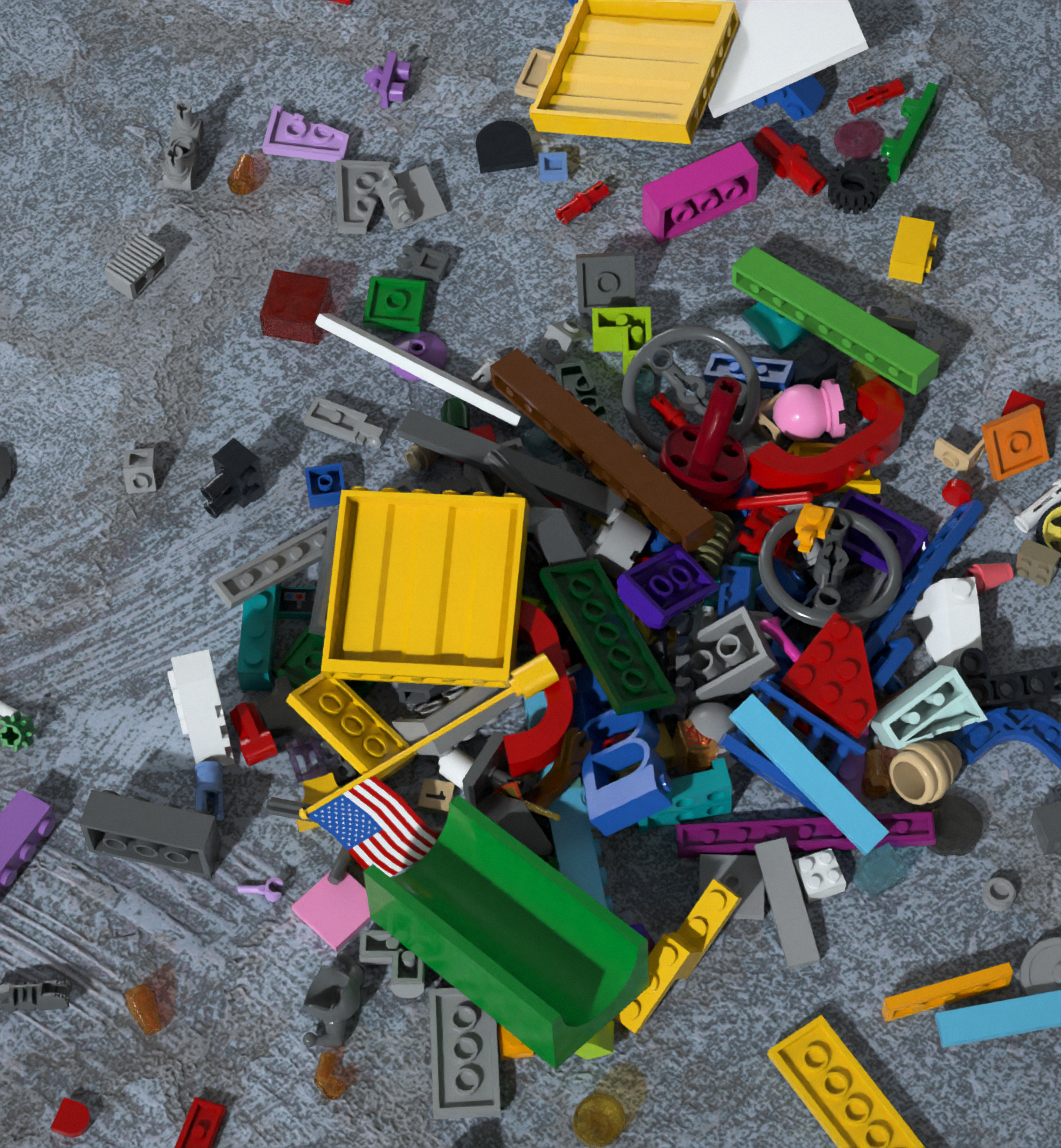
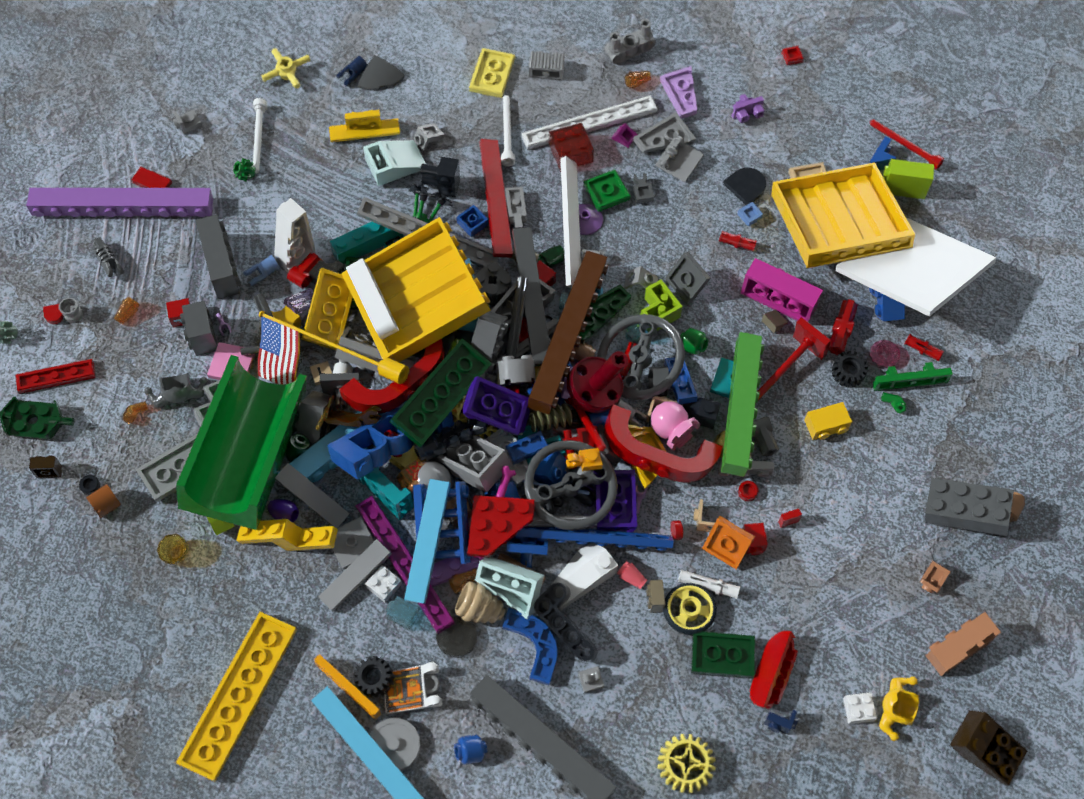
camera: 55 degrees right, 5 degrees up
(61, 541) = (363, 125): none -> yellow bracket
(85, 1081) = (70, 310): none -> light grey wheel
(91, 339) = (492, 73): none -> light yellow tile
(150, 532) = (392, 159): none -> light aqua slope
(204, 933) = (174, 310): none -> red brick
(252, 391) = (507, 157): none -> white piece
(256, 511) = (421, 191): none -> plant
(259, 914) = (198, 328): none -> dark grey brick
(270, 255) = (594, 120): none -> white tile
(311, 437) = (496, 198): none -> red tile
(319, 240) = (624, 135): none -> magenta slope
(403, 643) = (372, 299): none -> white beam
(645, 891) = (311, 495): none -> light grey tile
(702, 318) = (694, 341): none -> green head
(728, 229) = (774, 320): none -> dark tan slope
(792, 200) = (810, 339): none -> red tile
(929, 167) = (895, 400): none -> green arm
(949, 388) = (748, 491): none -> red tile
(958, 932) = (363, 670): none -> black tyre
(992, 922) = (410, 690): none -> flag
(1018, 362) = (790, 518): none -> red tile

